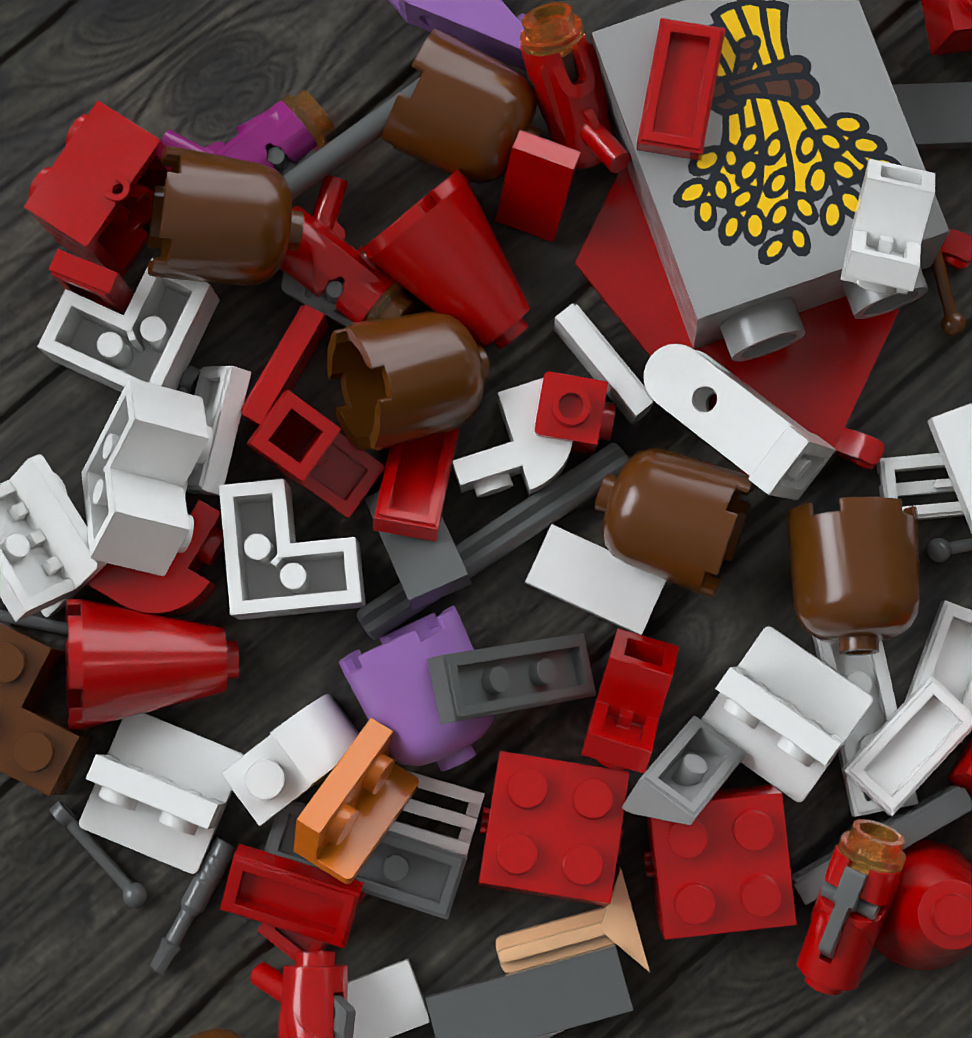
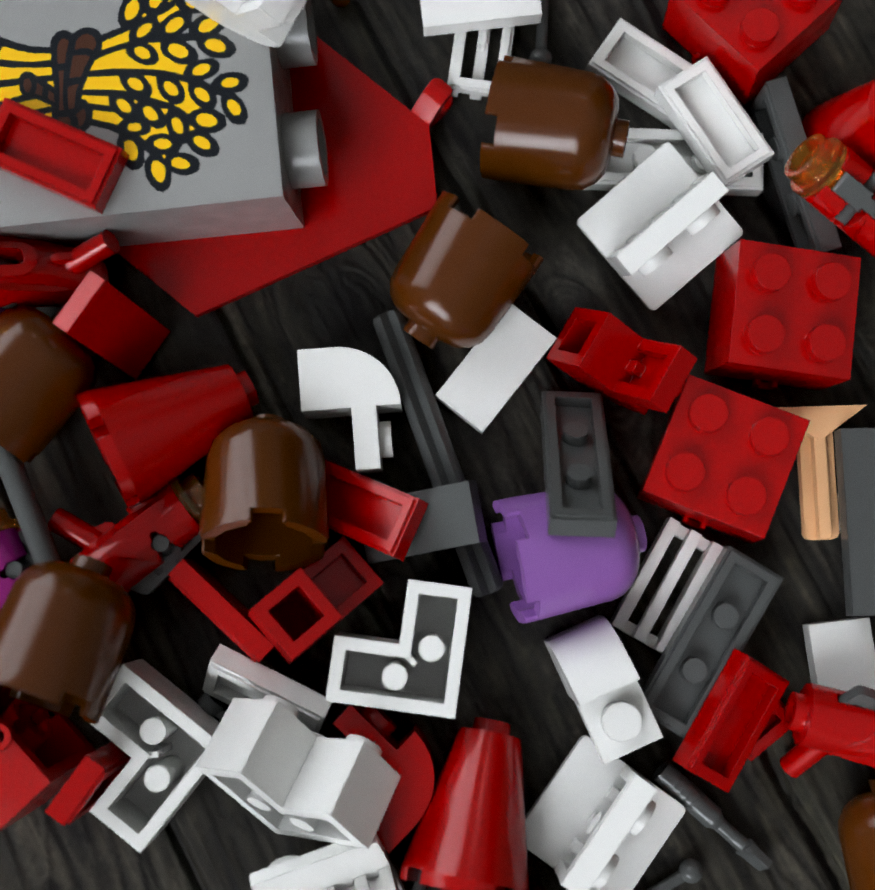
camera: 80 degrees left, 0 degrees up
(354, 806) = (668, 639): orange bracket -> none
(574, 411) = (336, 344): red bracket -> none
(603, 362) = (297, 309): white tile -> none
(685, 775) = (705, 324): light grey slope -> none
(743, 424) = (391, 191): white piece -> none

